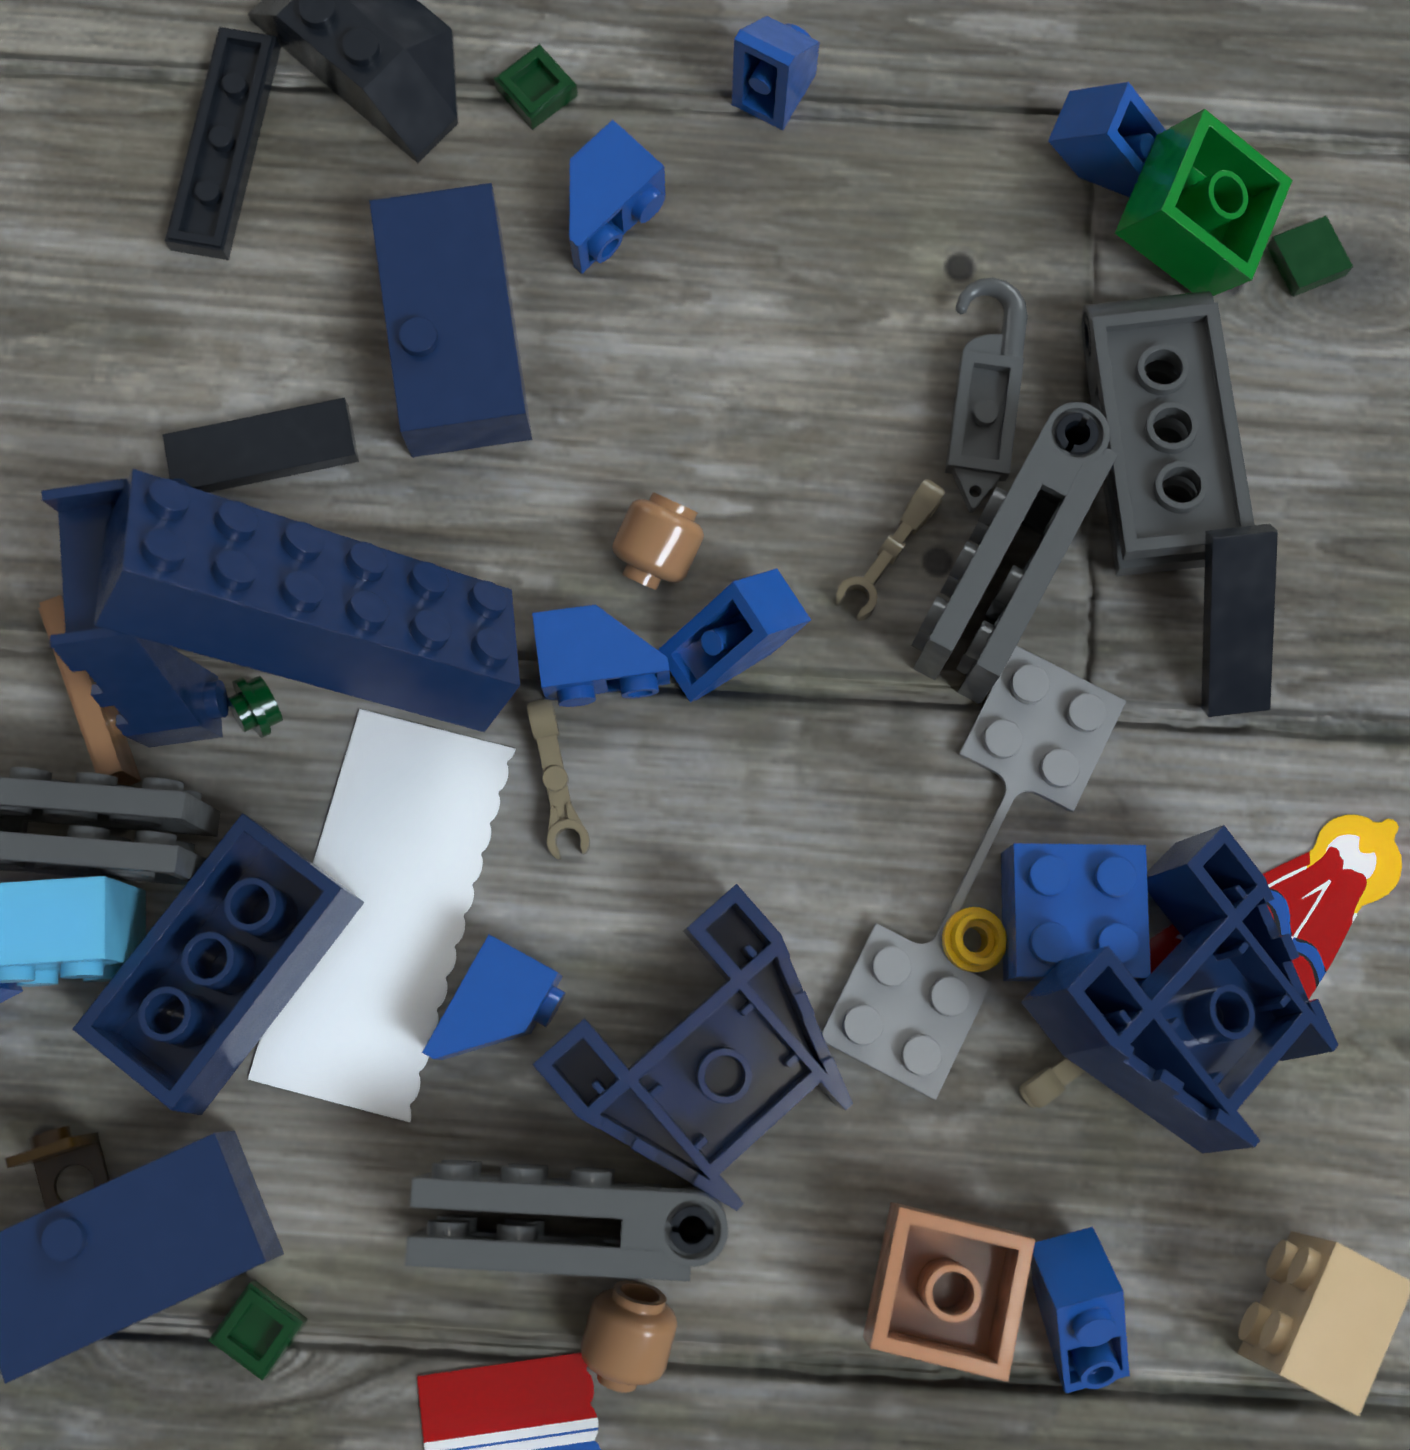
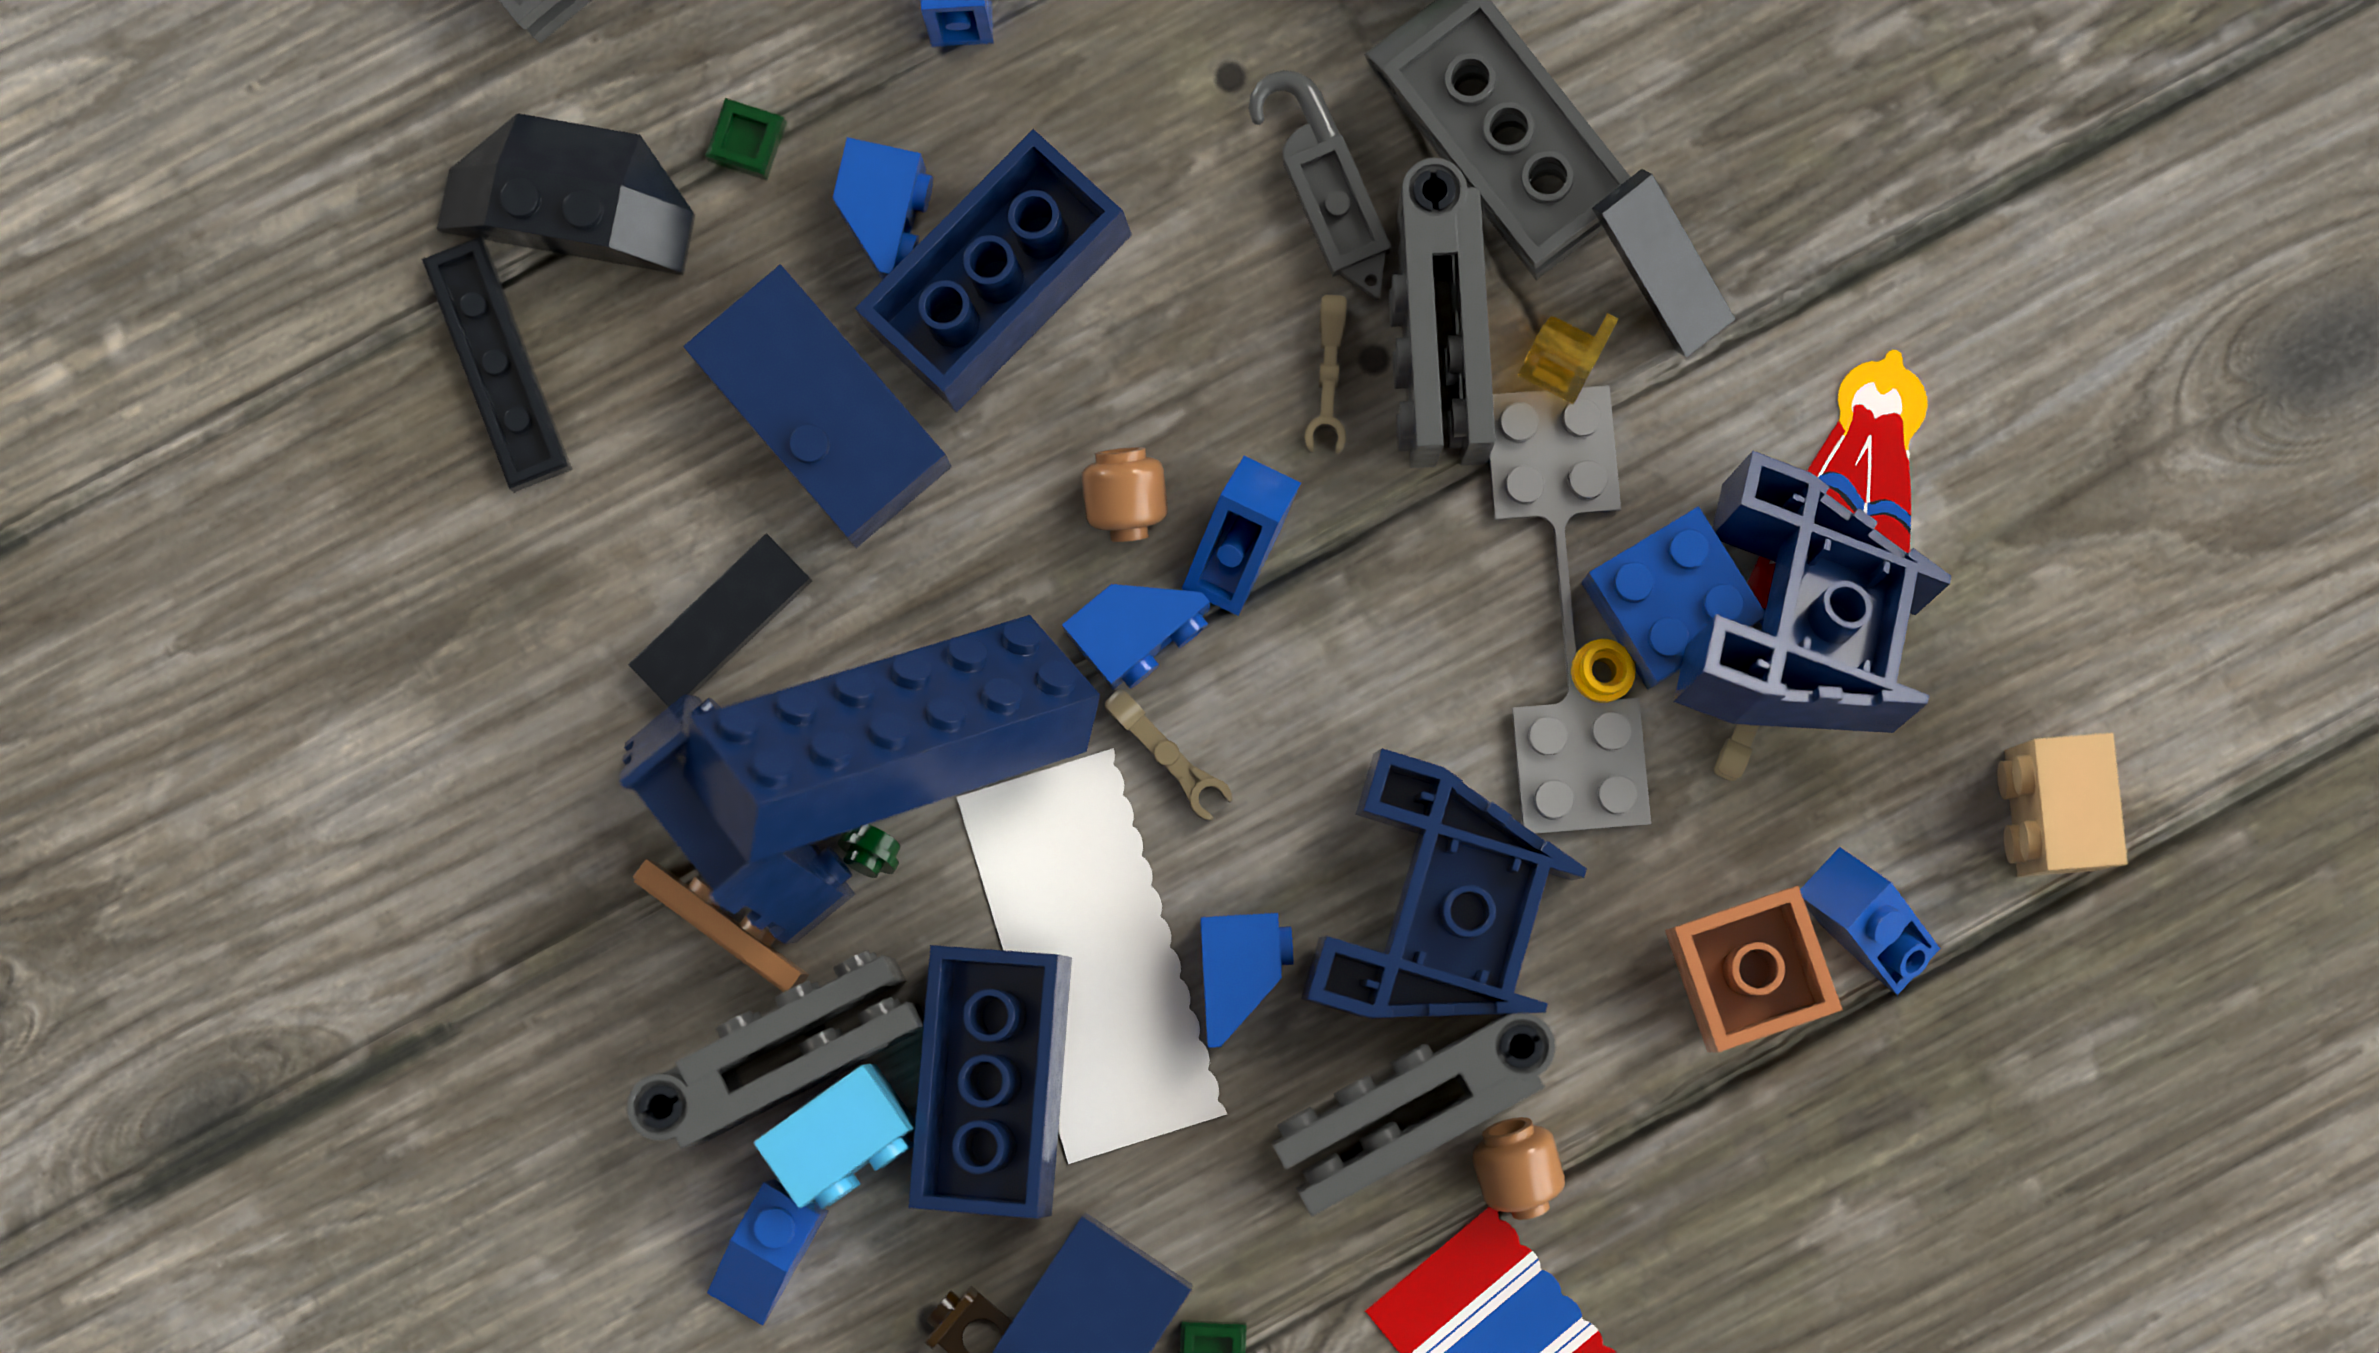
camera: 25 degrees left, 5 degrees up
(666, 296) = (994, 270): none -> dark blue brick
(1101, 652) = (1564, 356): none -> clear yellow panel

